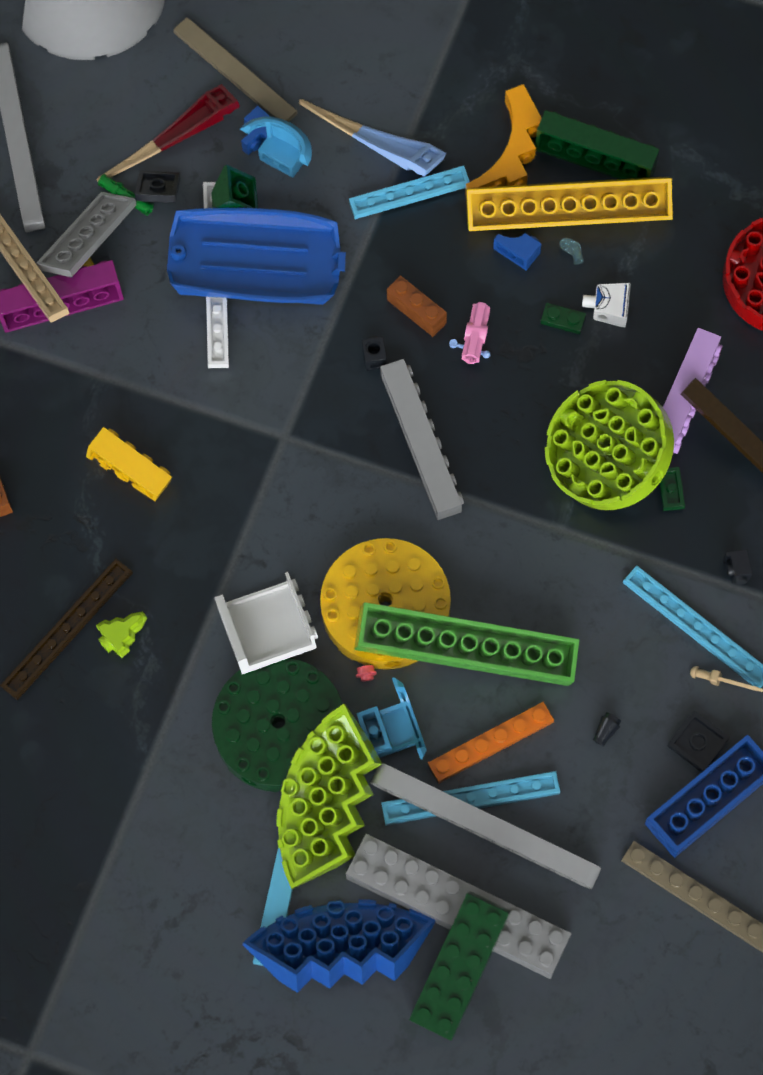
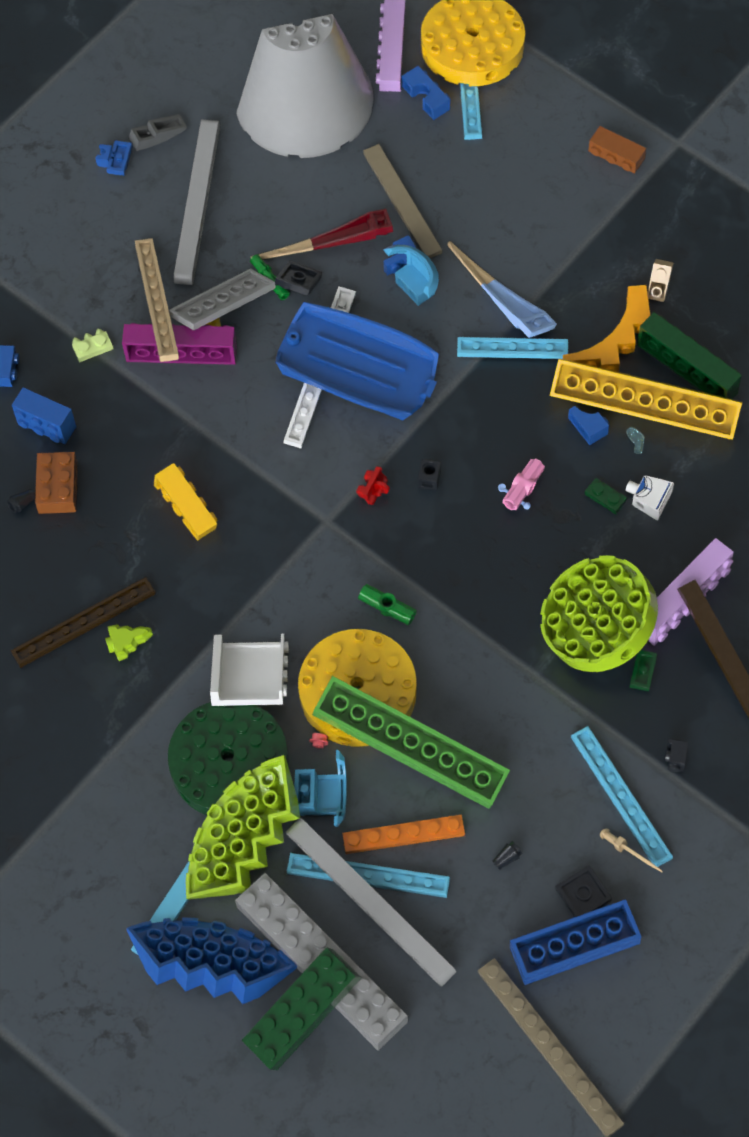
camera: 20 degrees right, 5 degrees down
(234, 190) = (361, 300): dark green slope -> none
(323, 384) = (375, 487): none -> red hips
(369, 503) = (397, 610): none -> green piece
(416, 306) = (481, 445): dark orange brick -> none
(421, 439) = (441, 559): light grey brick -> none
(534, 74) = (660, 280): none -> tan slope

